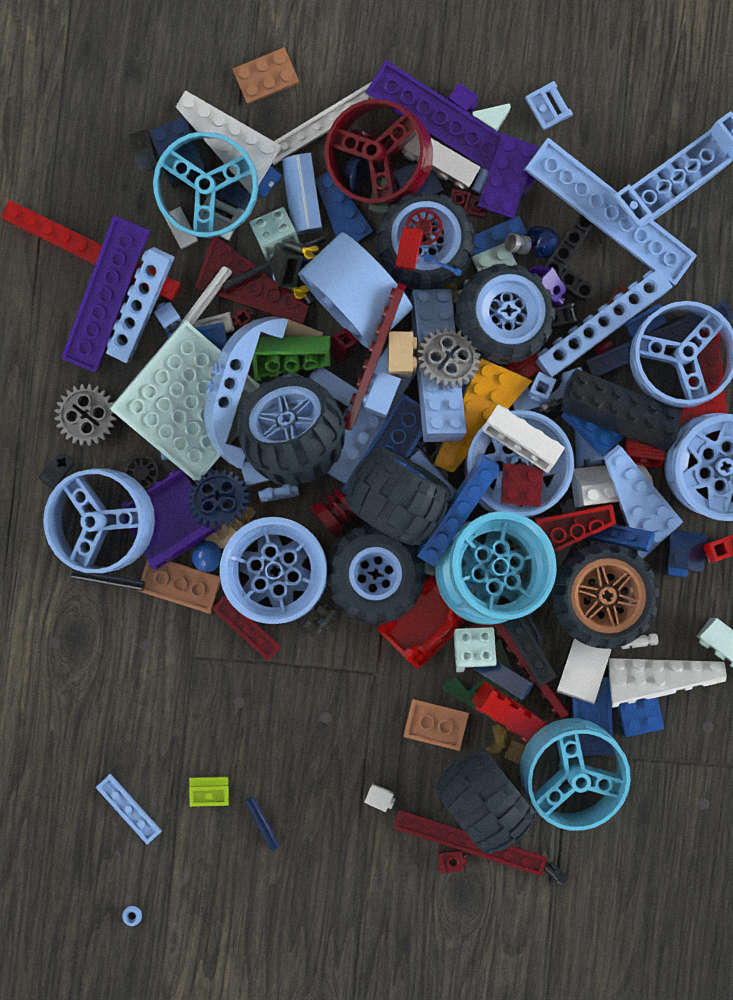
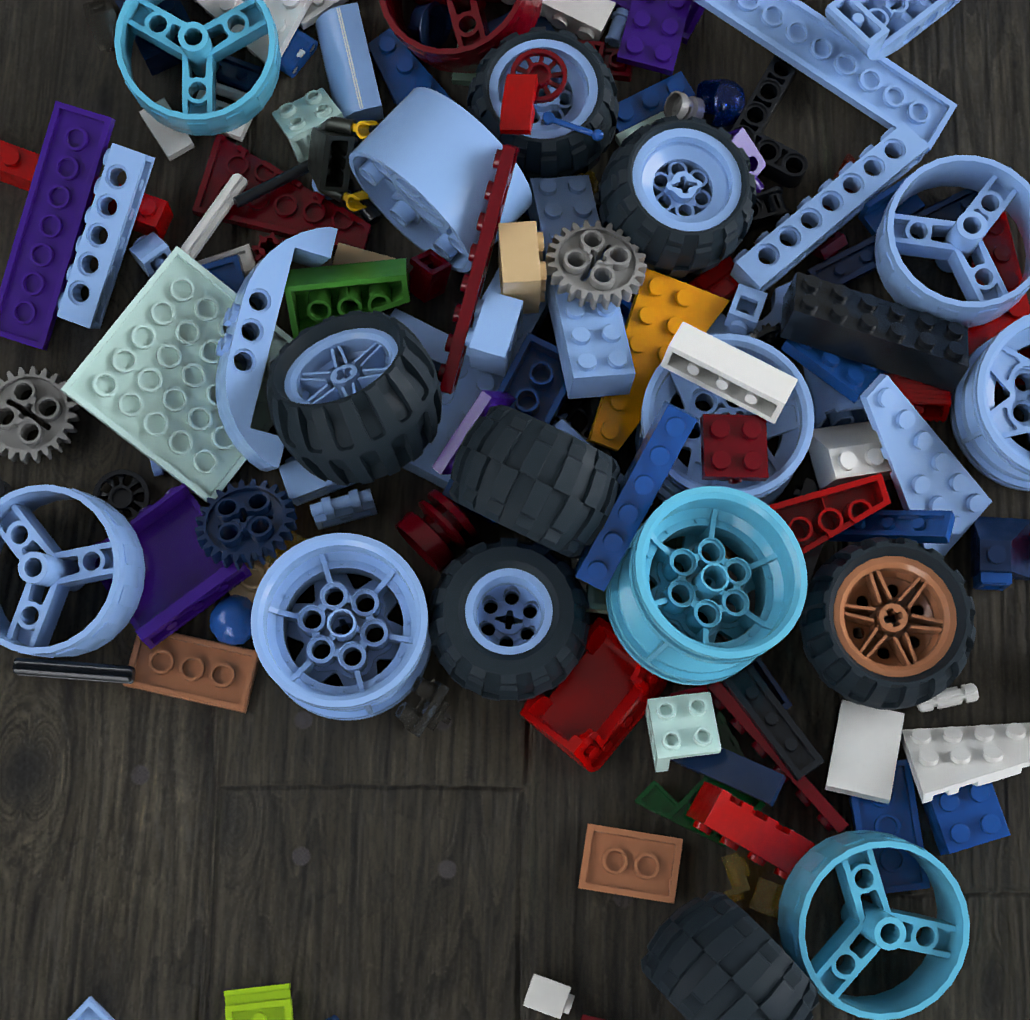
camera: 10 degrees left, 10 degrees down
(247, 629) = (305, 730): dark red plate -> none
(368, 447) = (484, 401): none -> wing

